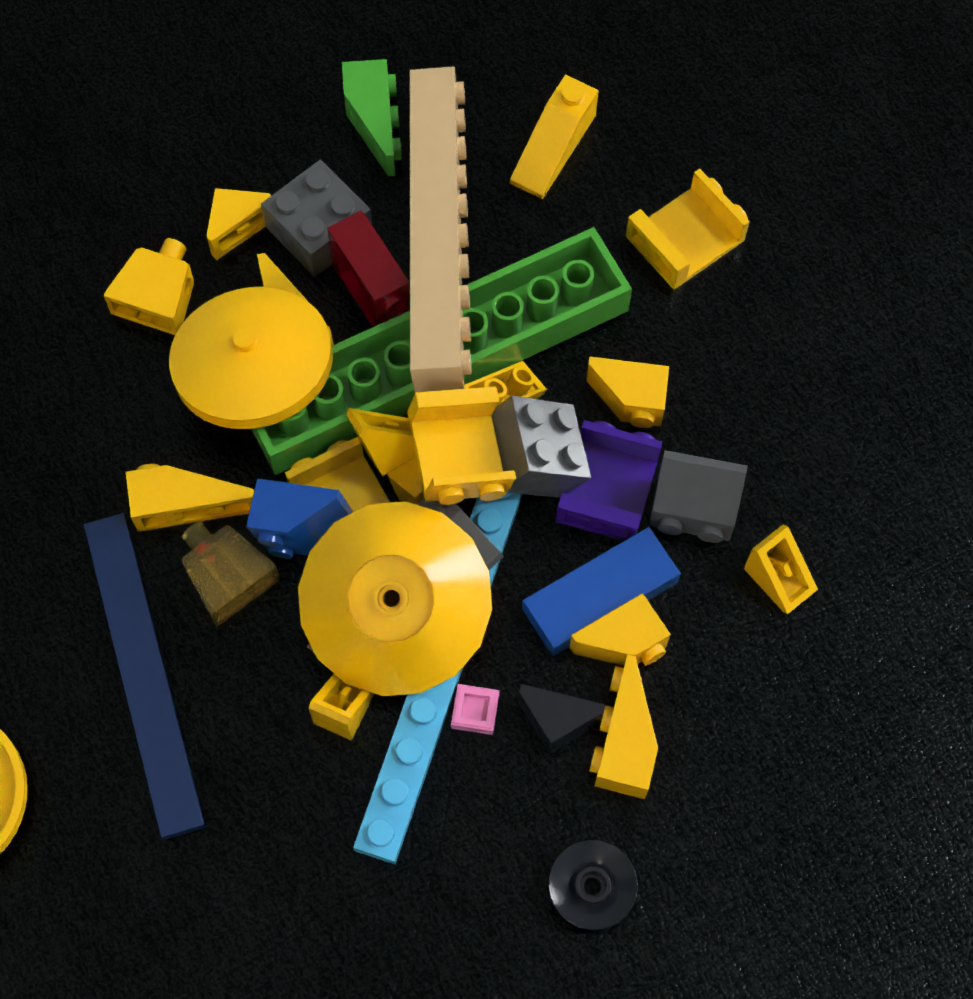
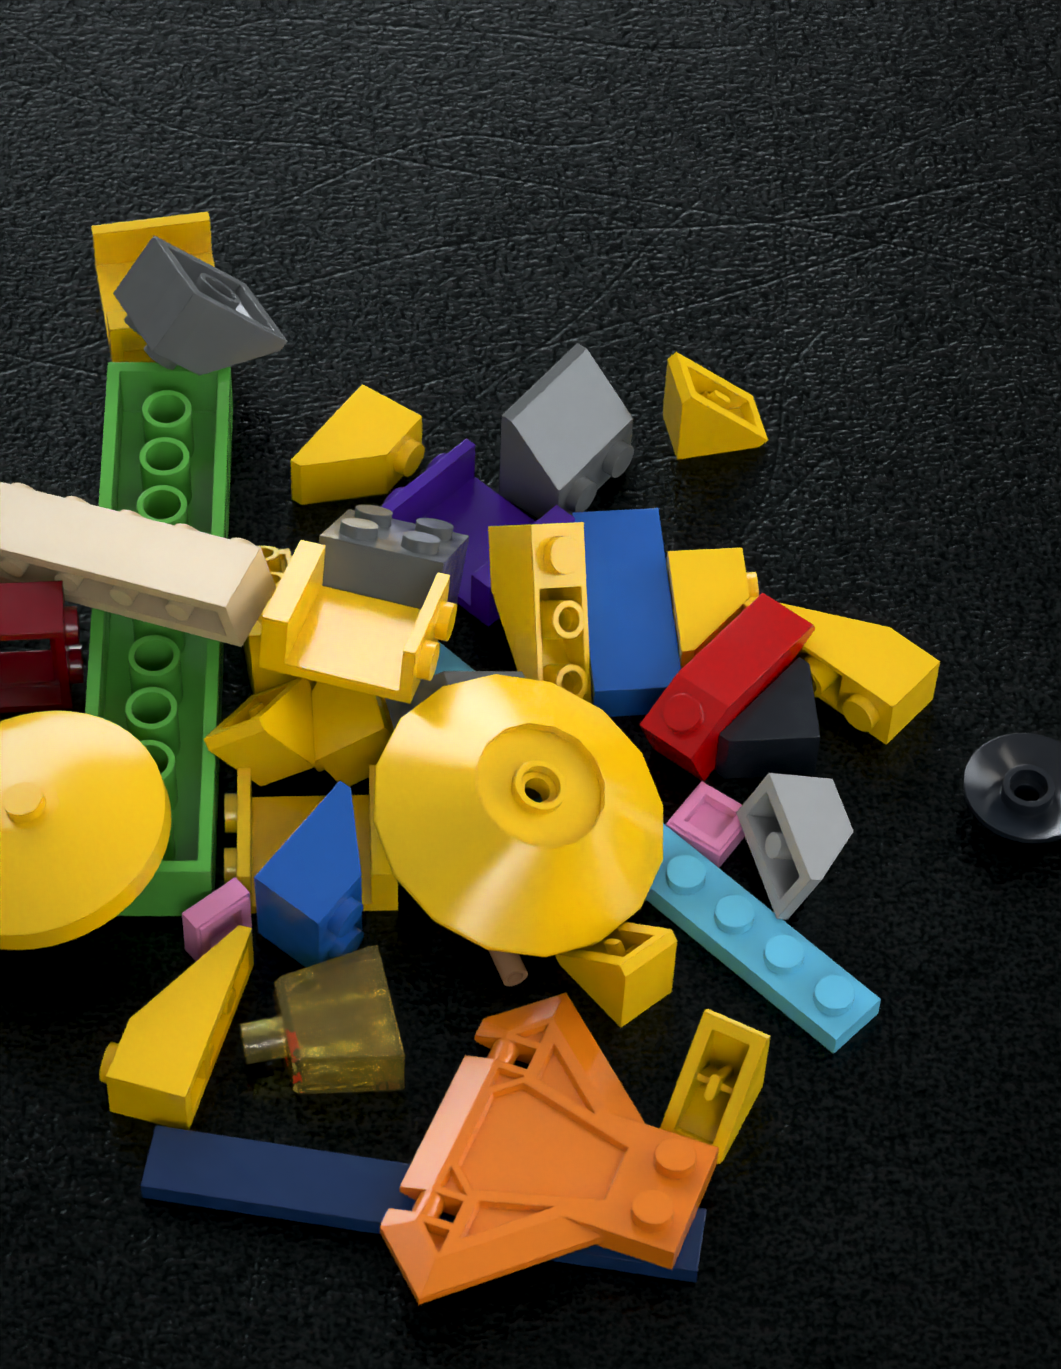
camera: 65 degrees left, 15 degrees down
(189, 720) = (540, 1162): none -> orange plate
(256, 470) = (215, 917): none -> bright pink tile
(280, 794) = (718, 1082): none -> yellow slope
(476, 762) = (794, 835): none -> light grey slope
(556, 544) = (543, 601): none -> yellow slope
(562, 670) = (723, 683): none -> red slope
(650, 252) = (193, 312): none -> dark grey slope

